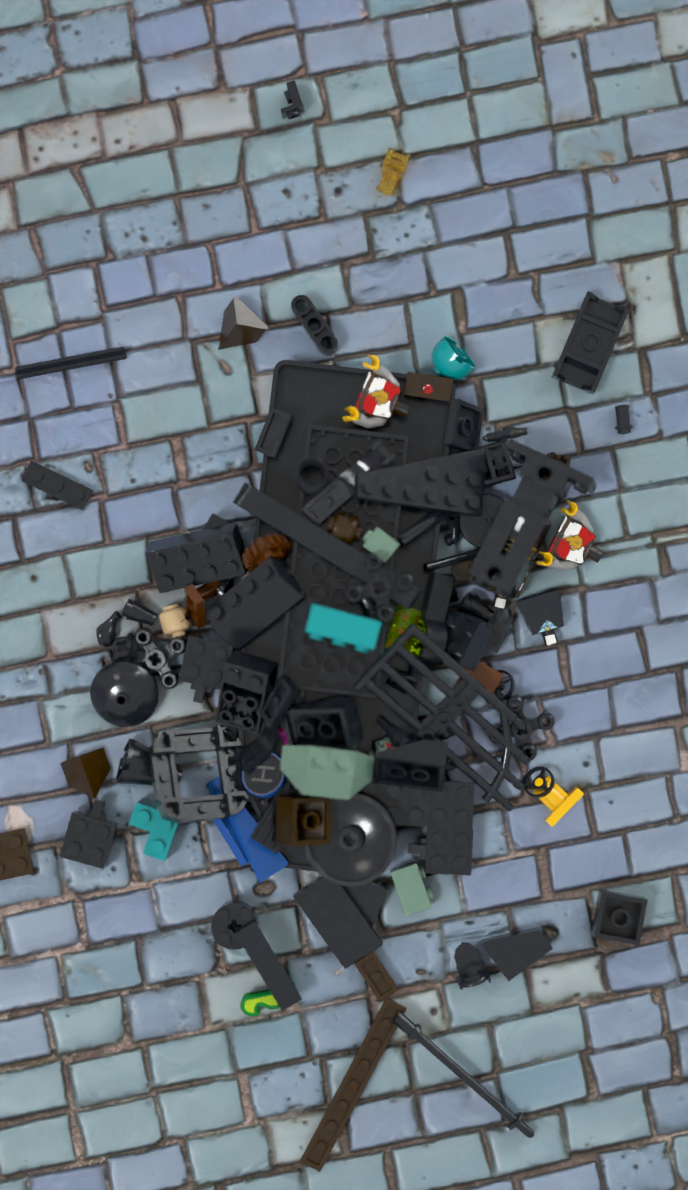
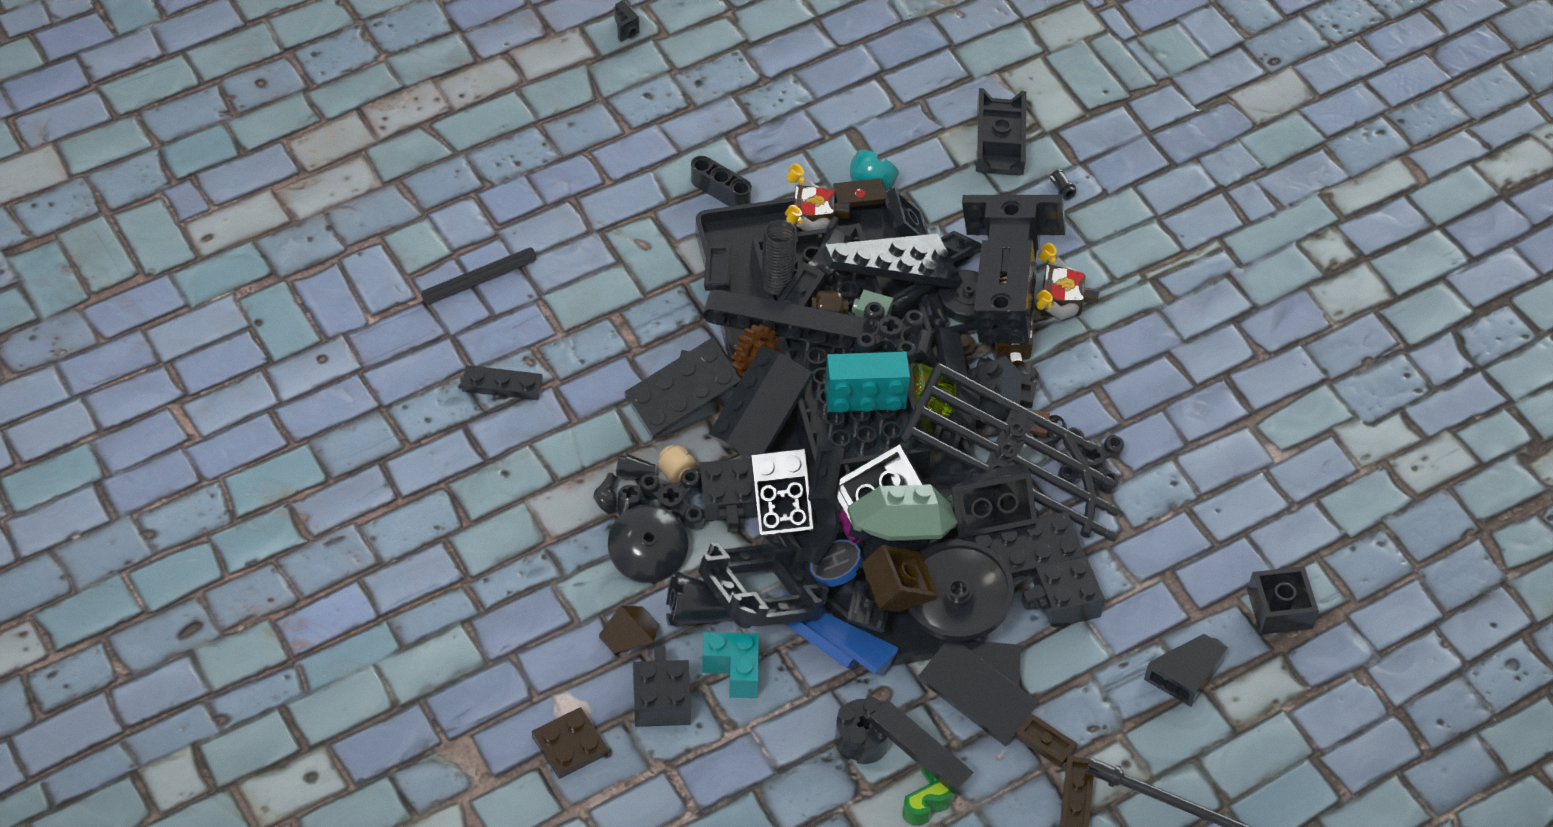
camera: 30 degrees left, 35 degrees down
(197, 596) = (696, 431): reddish brown piece -> none
(240, 326) = (645, 202): dark brown slope -> none
(393, 169) = (746, 52): clear yellow connector -> none
(411, 888) = (1044, 641): sand green brick -> none
(470, 966) = (1145, 698): black piece -> none
(506, 433) = (952, 225): piece -> none
(543, 615) = (1063, 358): black torso -> none
(551, 794) = (1153, 518): yellow piece -> none

